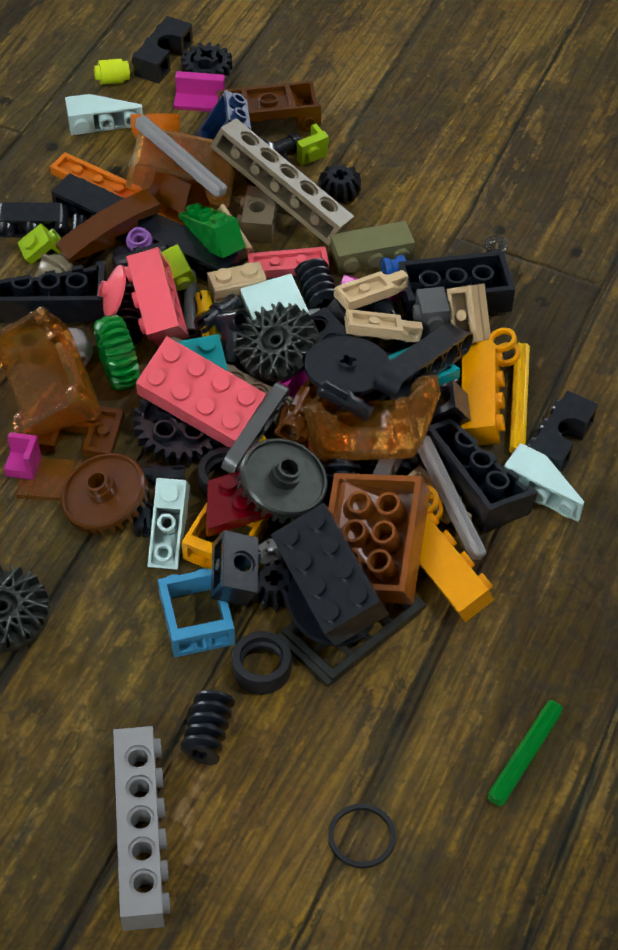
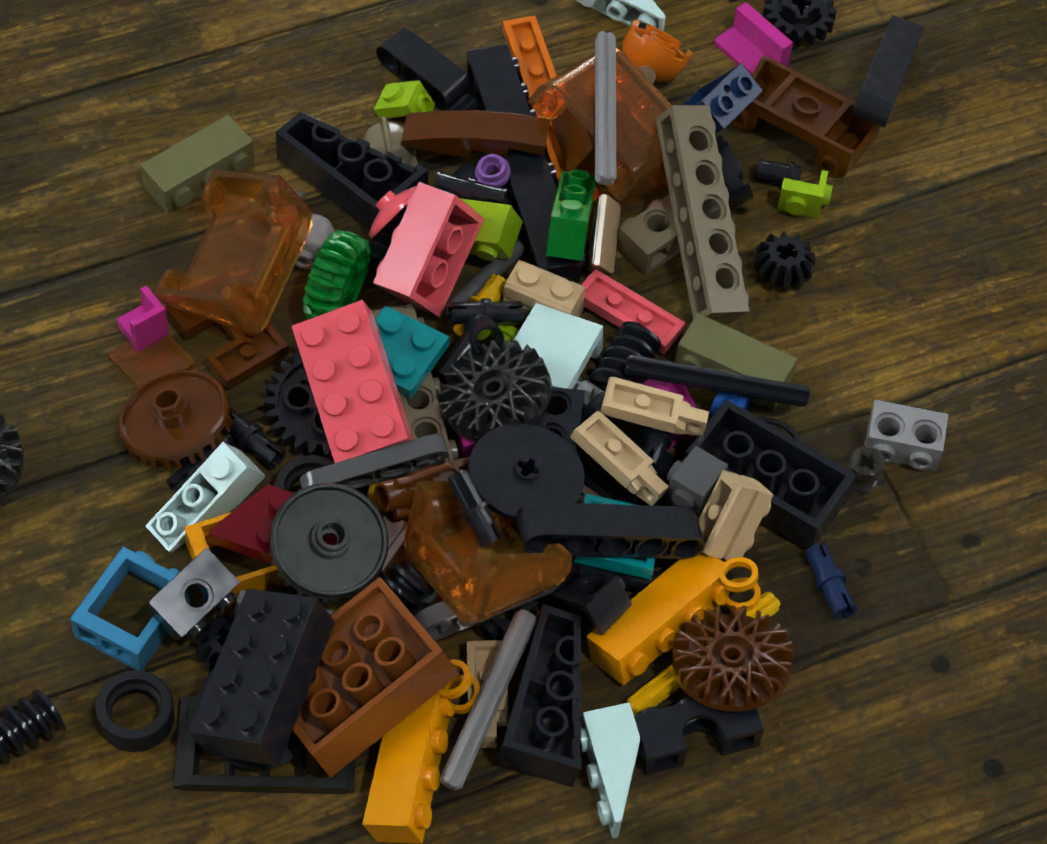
camera: 40 degrees right, 5 degrees up
(289, 57) = (888, 71): none -> black beam
(381, 257) = (717, 380): none -> black axle
(498, 217) = (906, 428): none -> light grey brick
(539, 316) = (830, 581): none -> dark blue pin
(546, 383) = (732, 660): none -> reddish brown wheel

